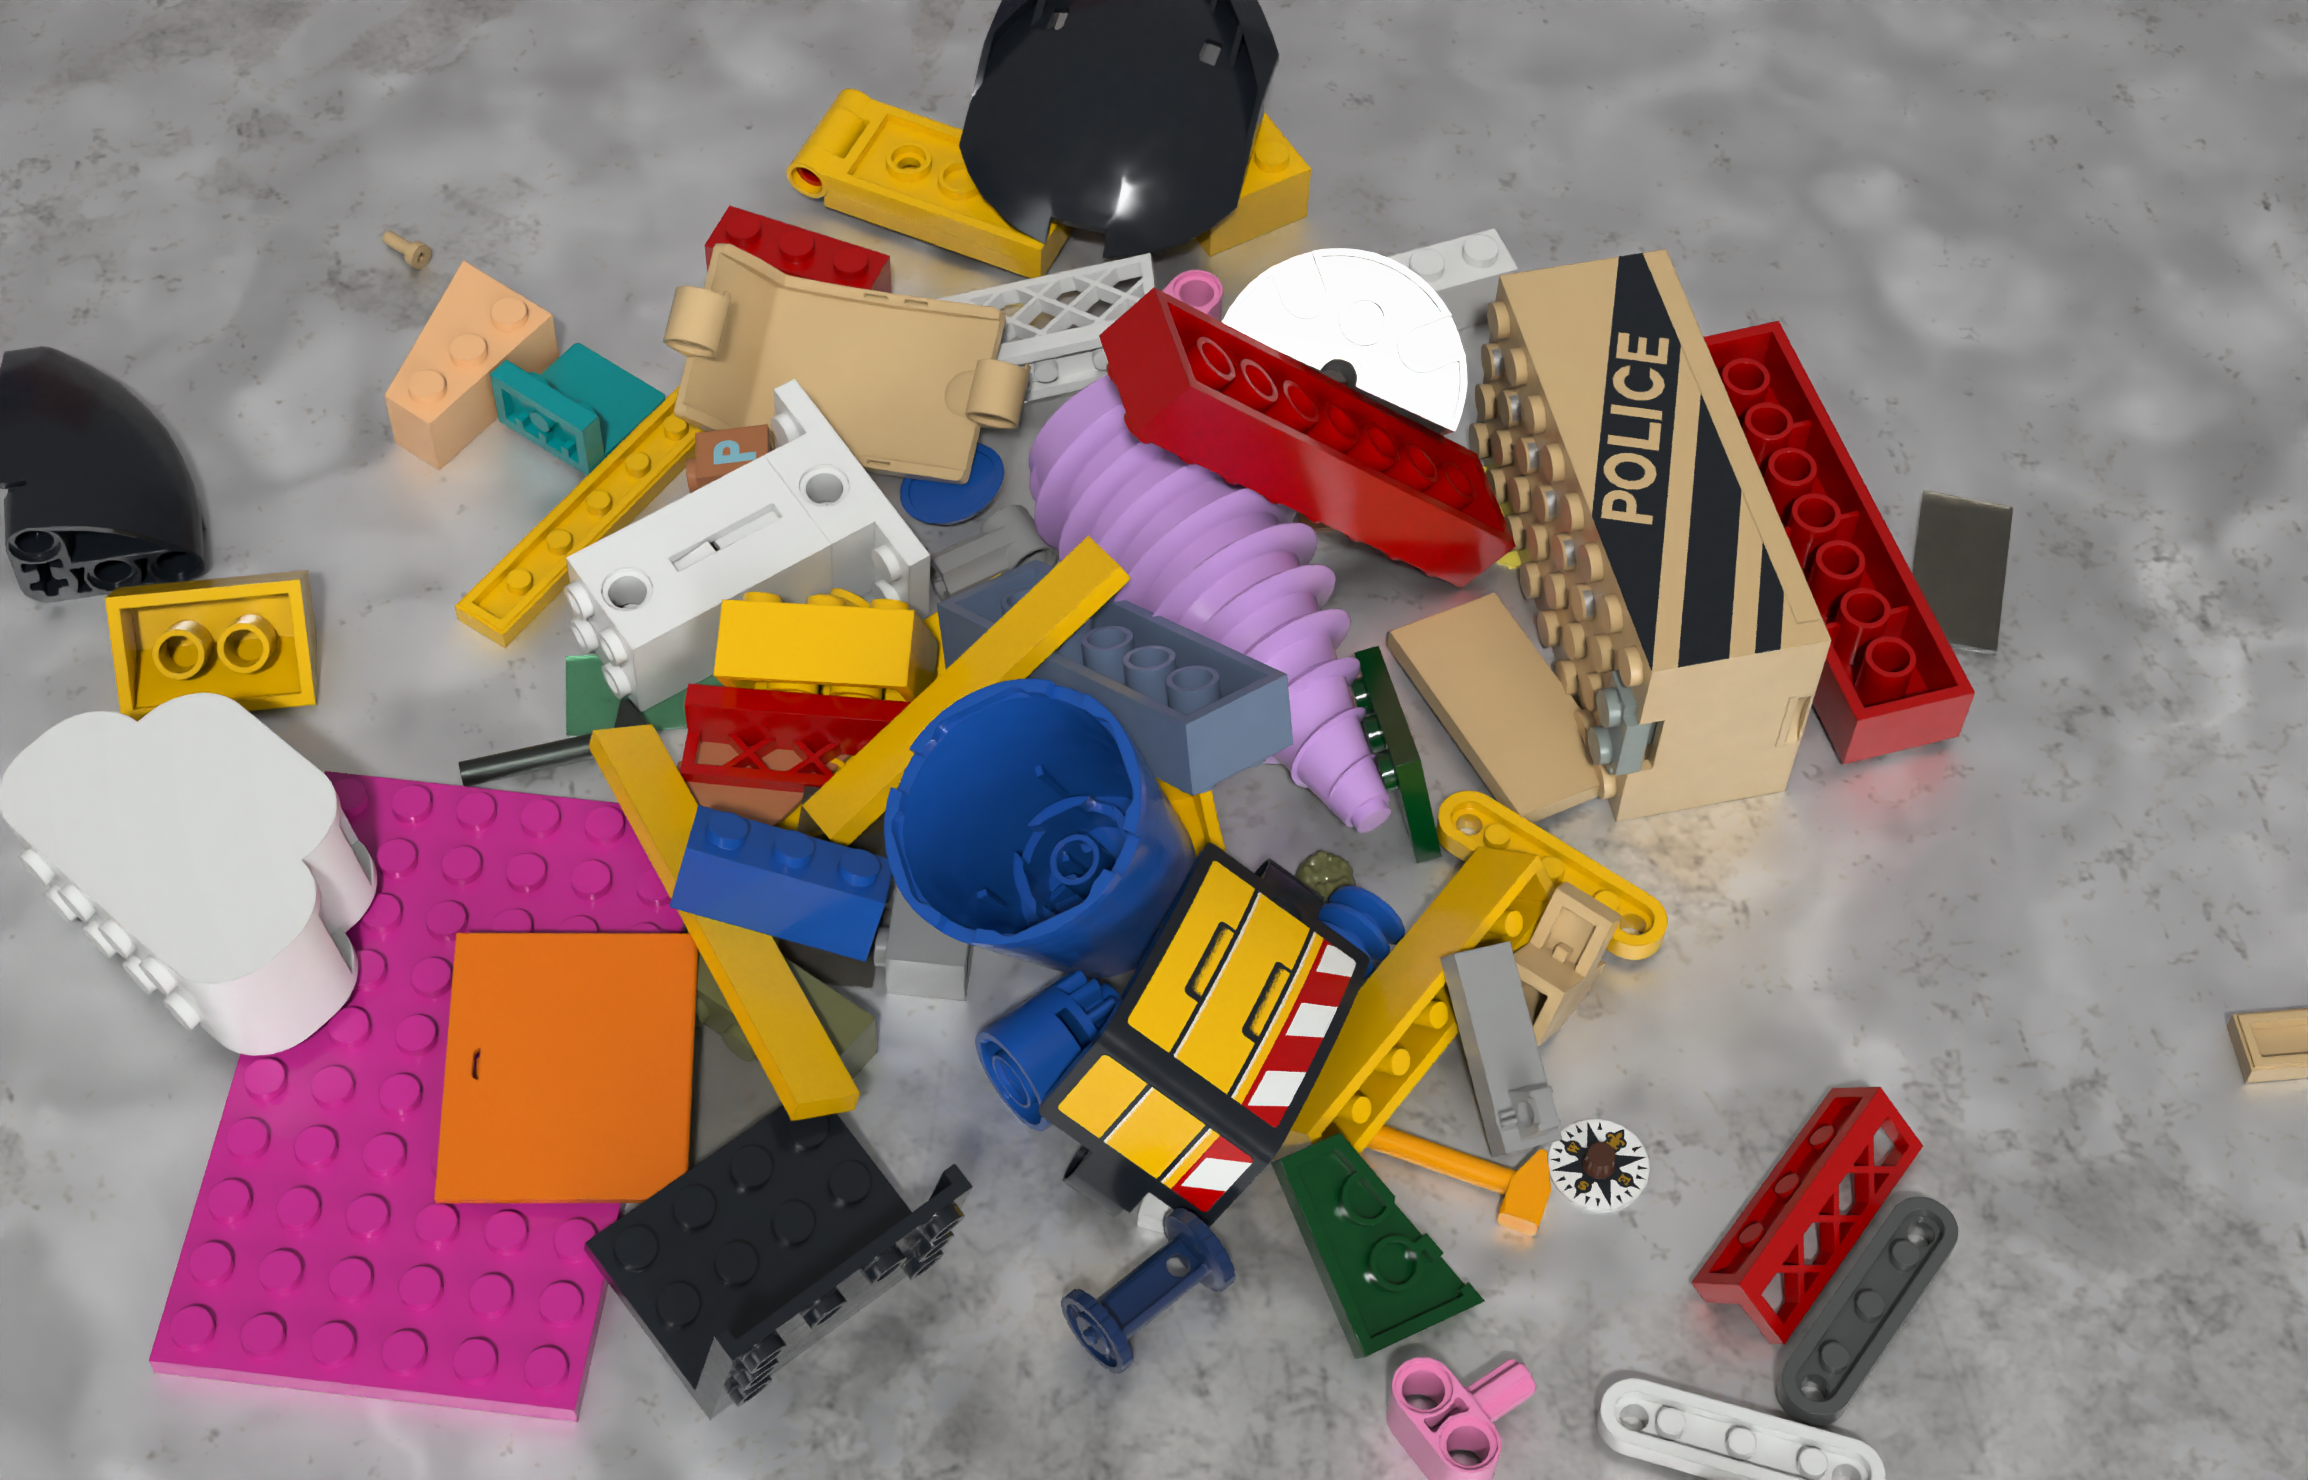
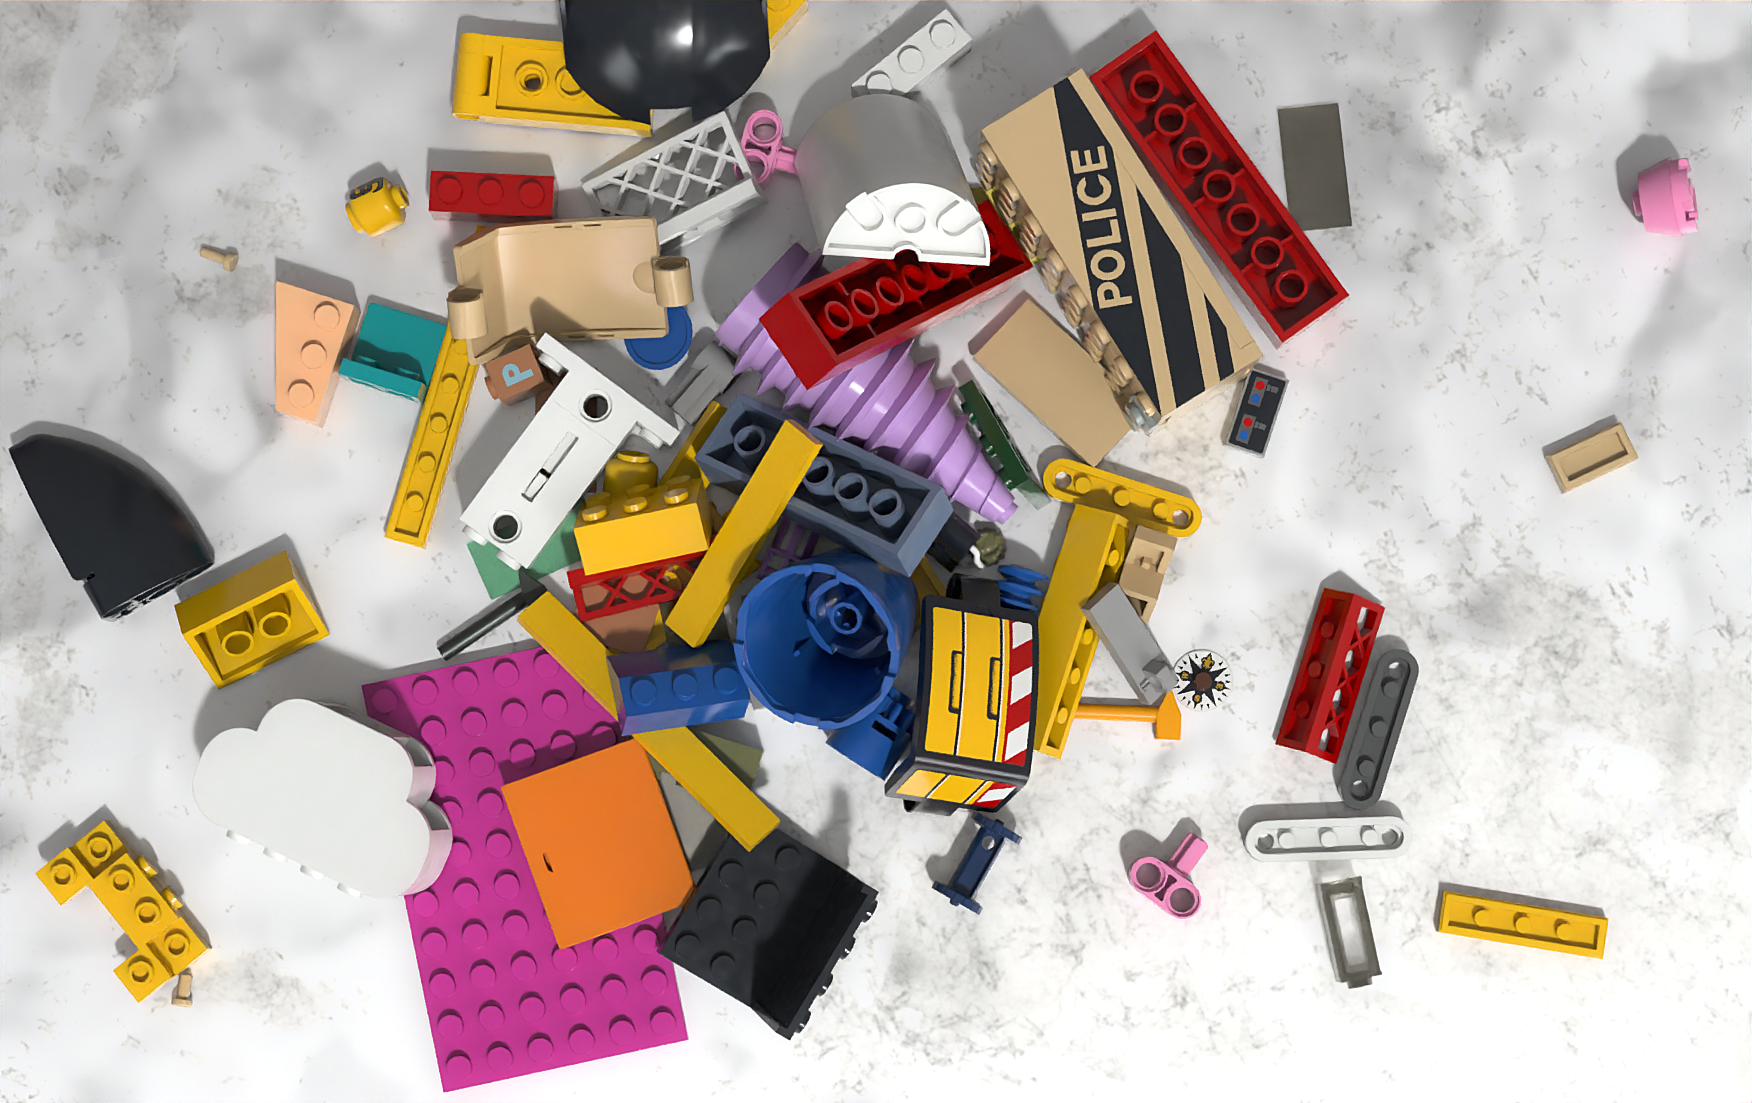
camera: 15 degrees left, 30 degrees up
(640, 243) = (377, 207): none -> yellow head
(1267, 822) = (955, 543): none -> black piece
(1369, 1255) = (1092, 798): dark green wing -> none
(1789, 832) = (1256, 413): none -> tile

